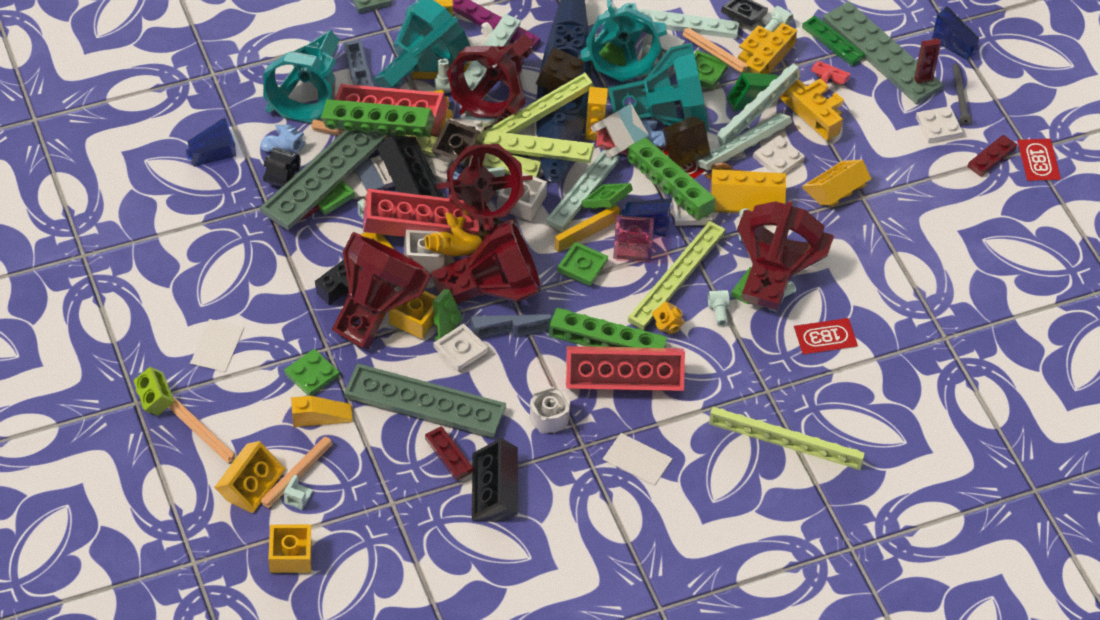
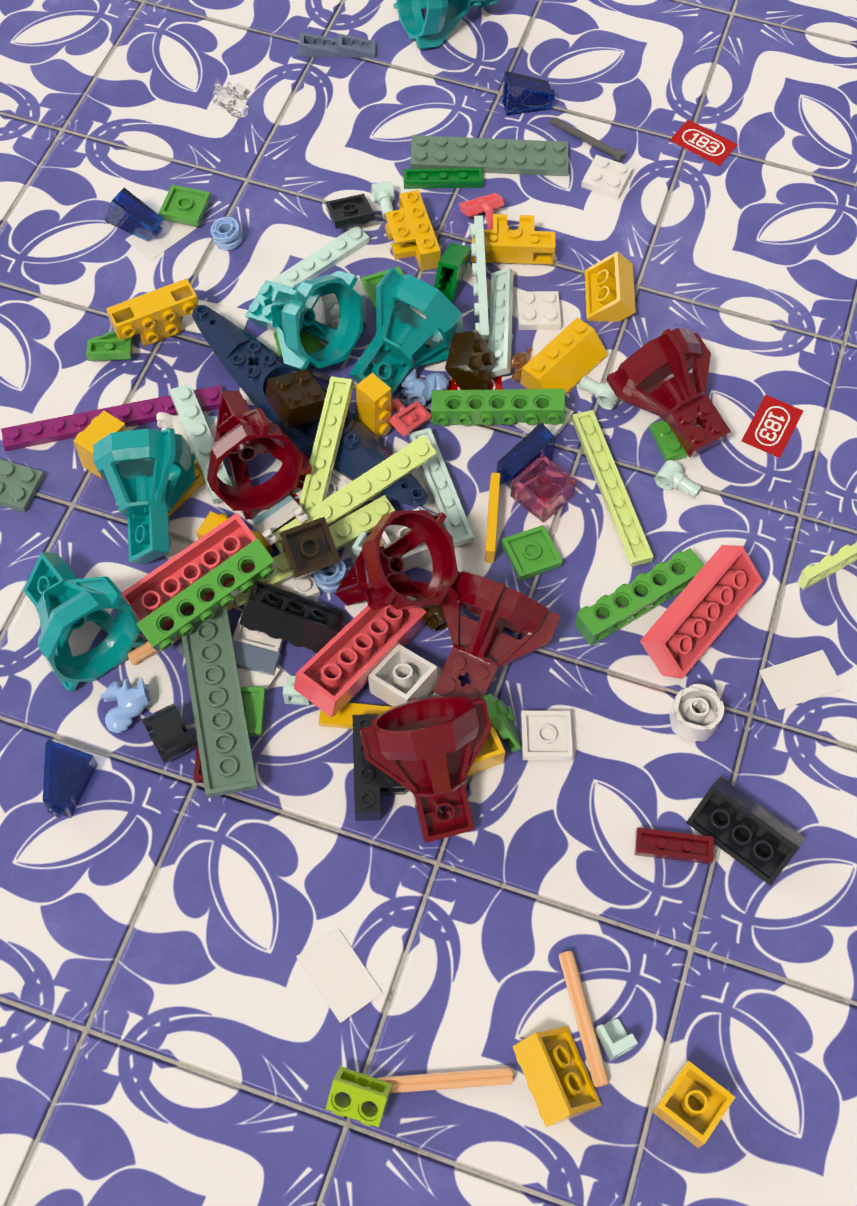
camera: 50 degrees left, 10 degrees up
(311, 372) = (459, 903): bright green plate -> none
(319, 411) = (522, 935): yellow slope -> none
(357, 63) = (95, 563): sand blue slope -> none
(425, 400) = (586, 820): sand green plate -> none
(441, 81) = (197, 501): light aqua pin -> none
(458, 244) = (434, 641): yellow piece -> none
(517, 324) = (561, 665): sand blue slope -> none
(607, 195) = (473, 471): bright green plate -> none
(624, 129) = (412, 399): white flag -> none
(668, 318) = (659, 523): yellow brick -> none
(714, 50) = (377, 265): light nougat axle -> none
(927, 60) = (554, 126): dark red plate -> none
(992, 155) = (673, 168): dark red plate -> none

